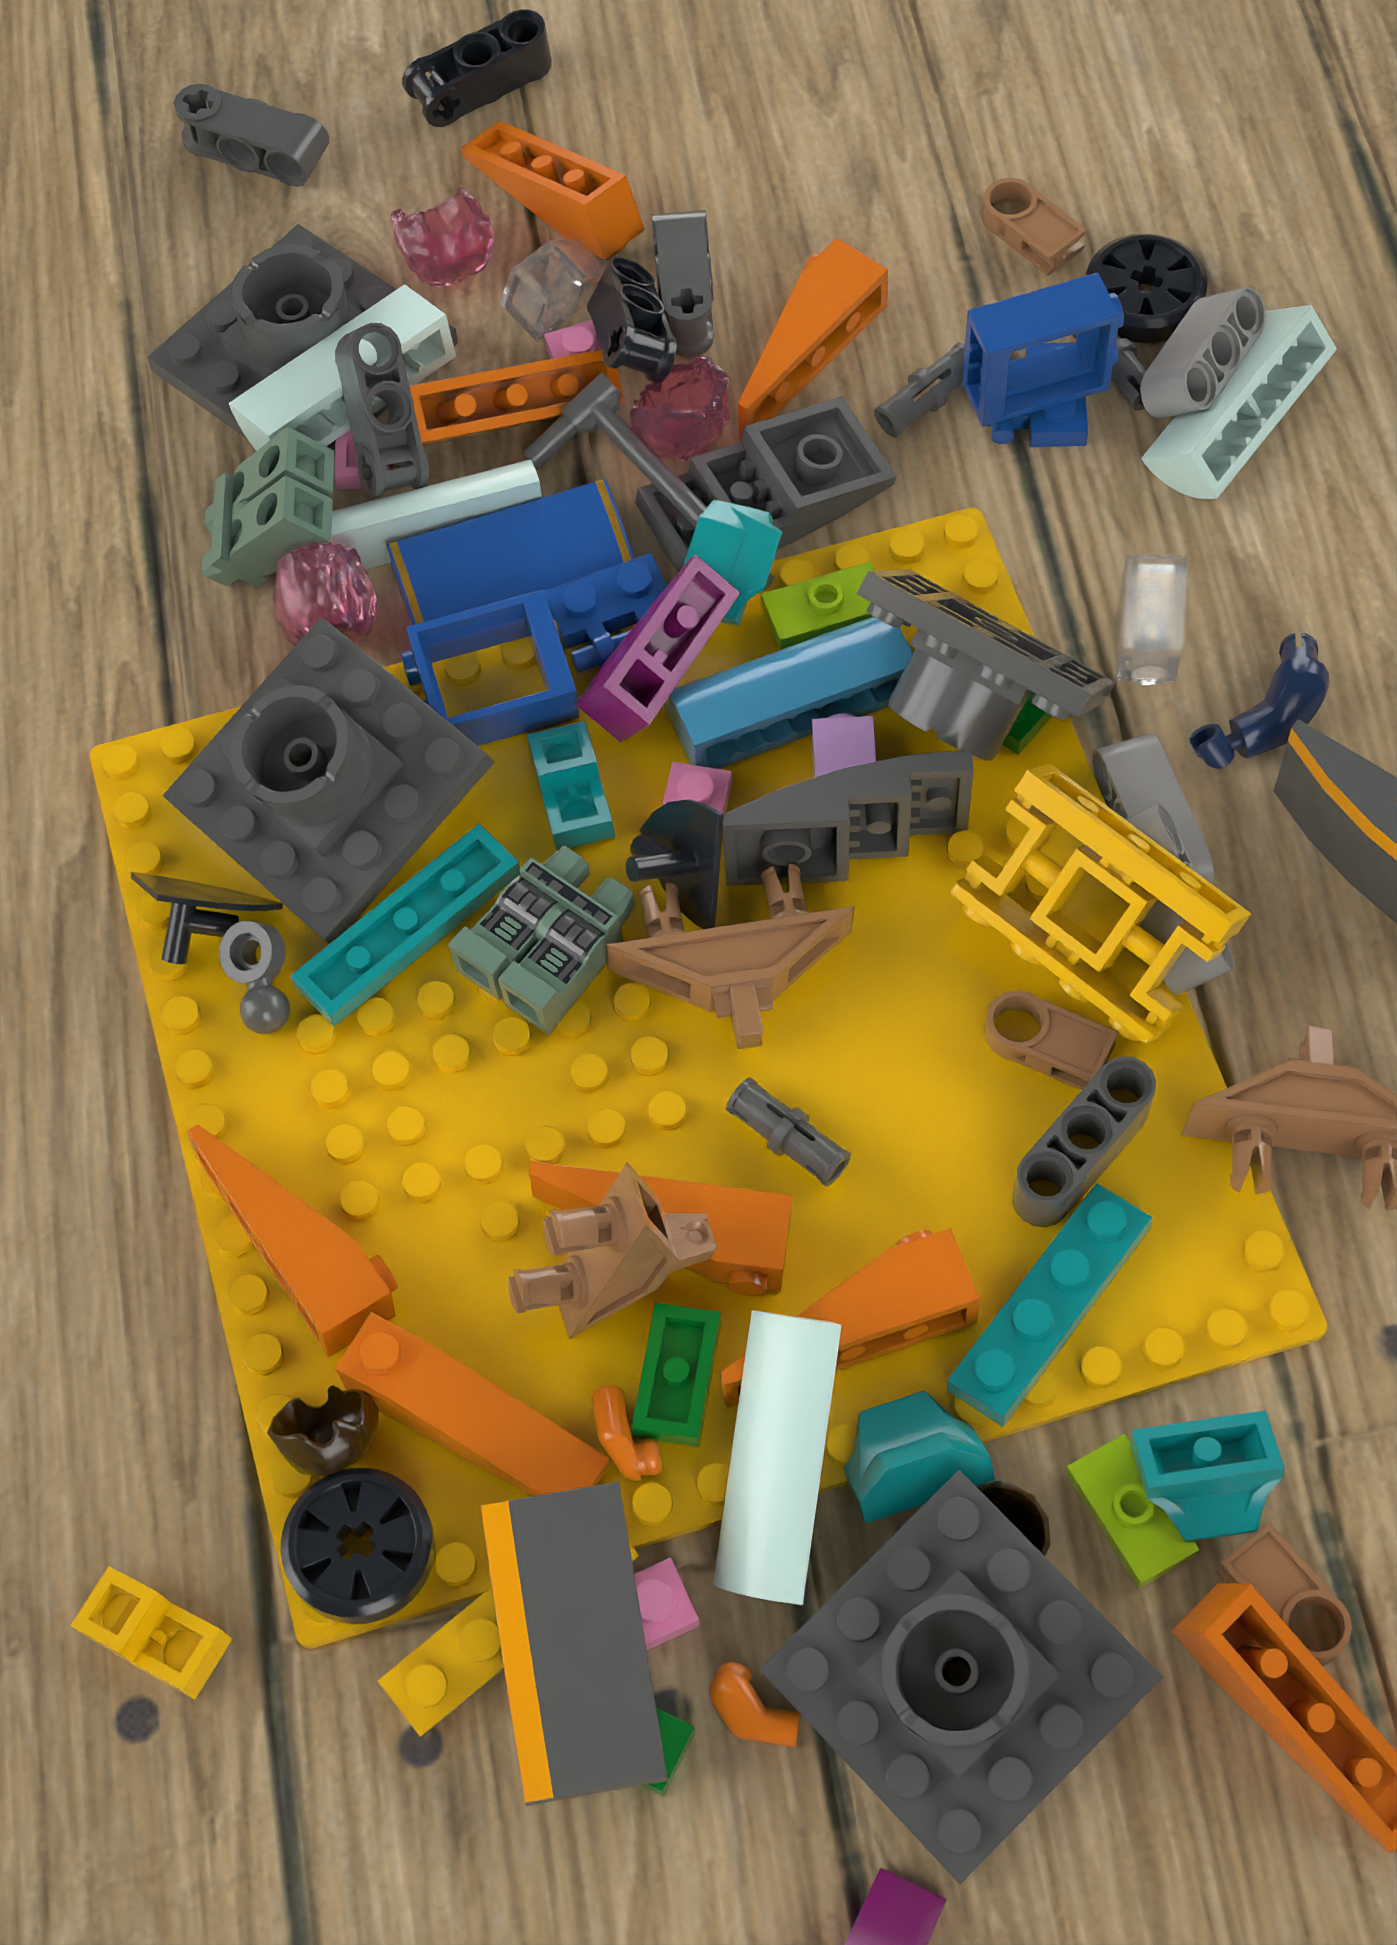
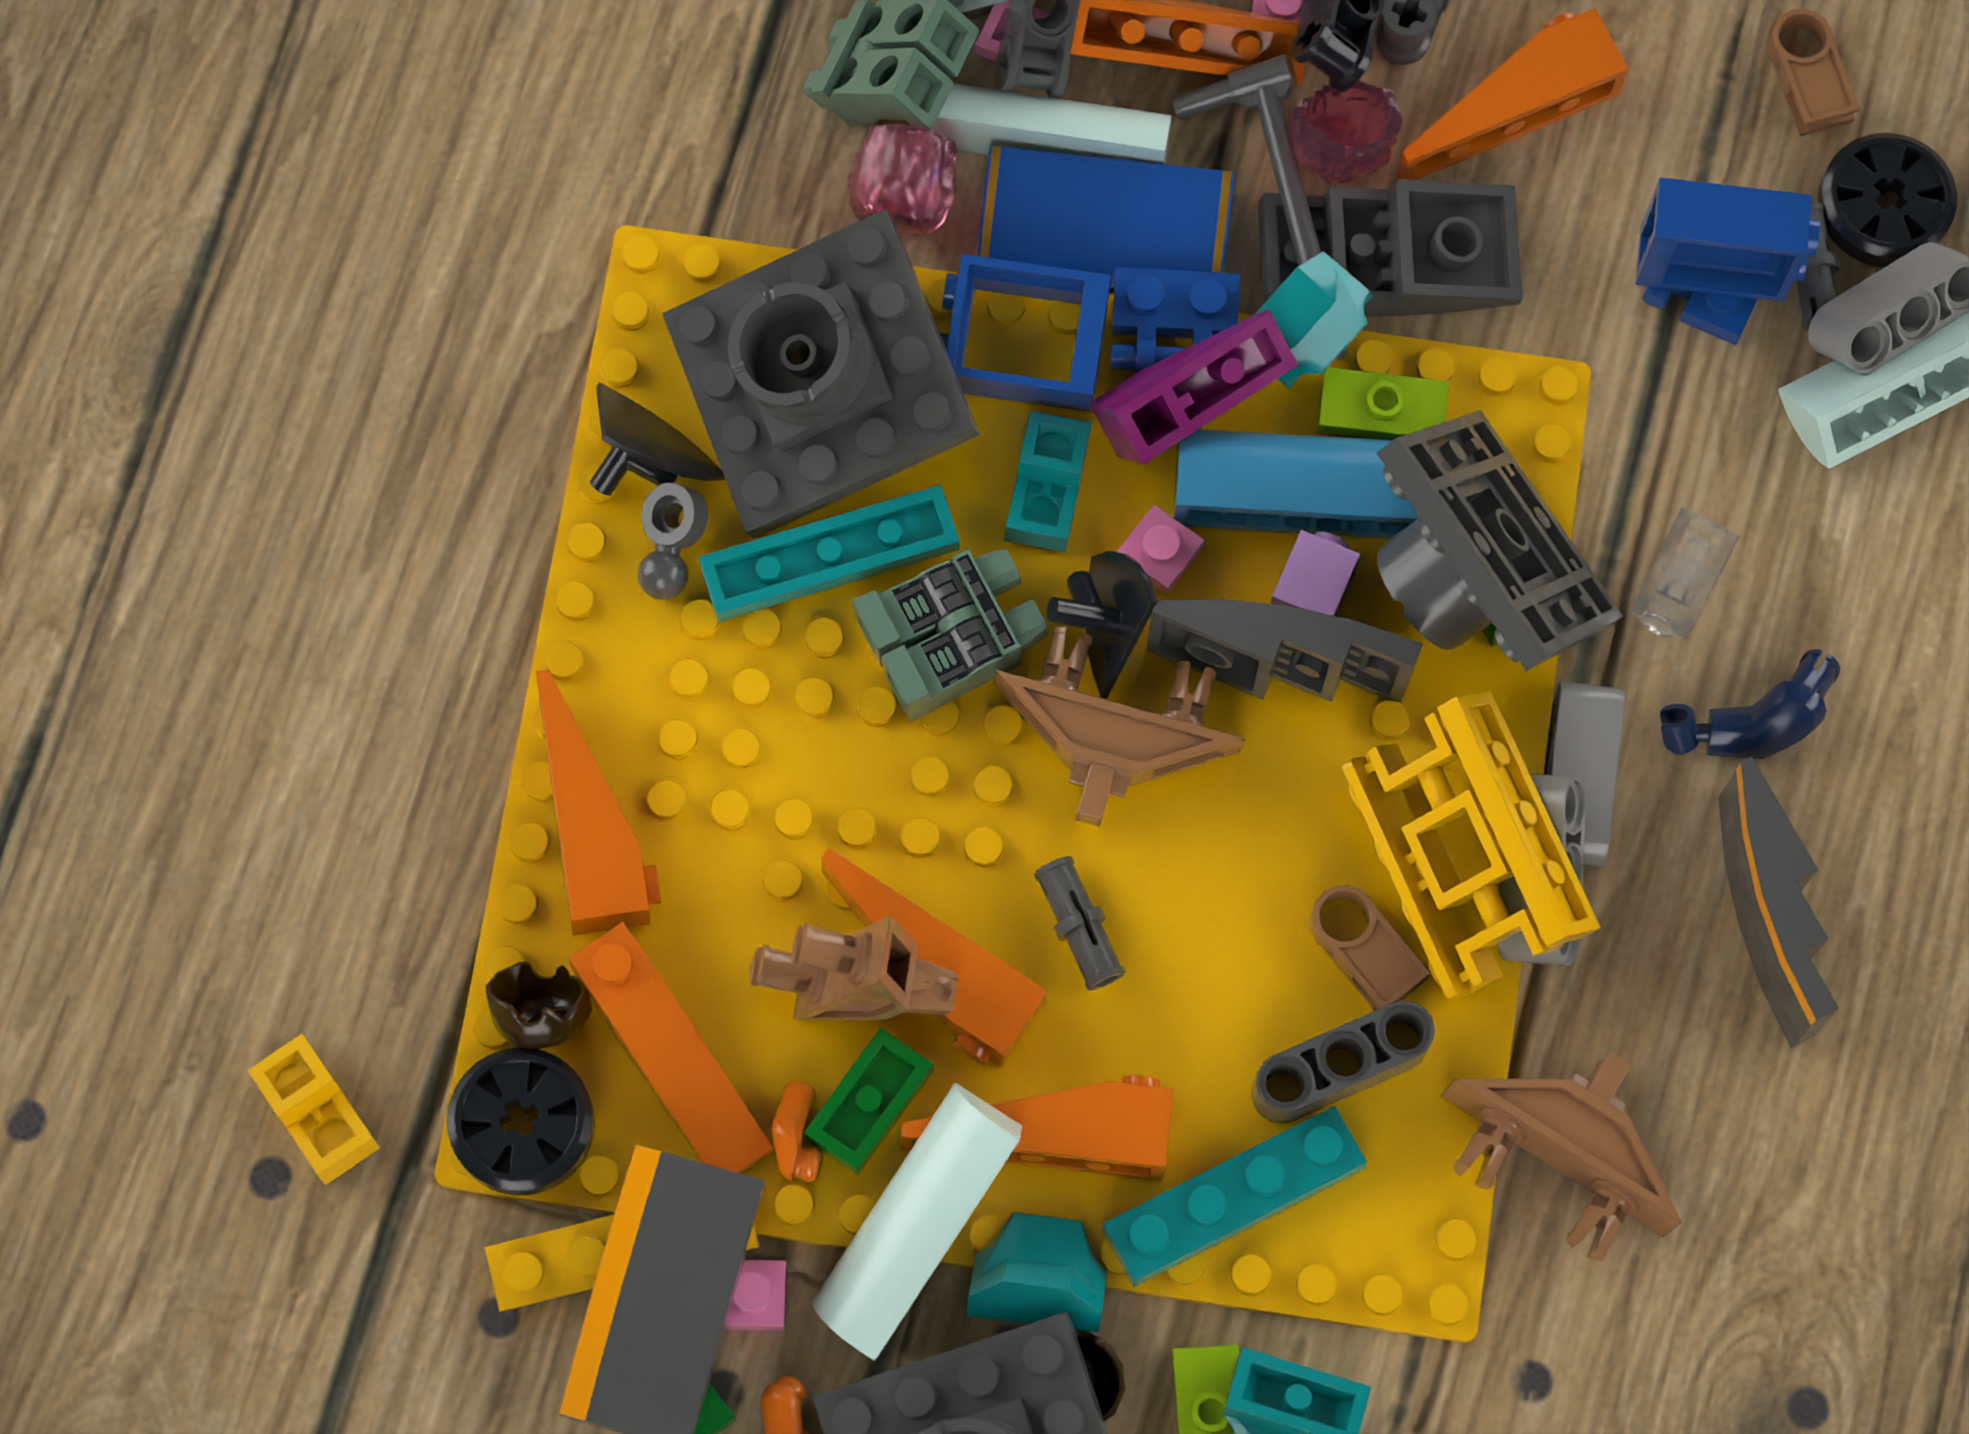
camera: 20 degrees right, 10 degrees up
(902, 411) = (1566, 225): dark grey pin -> none

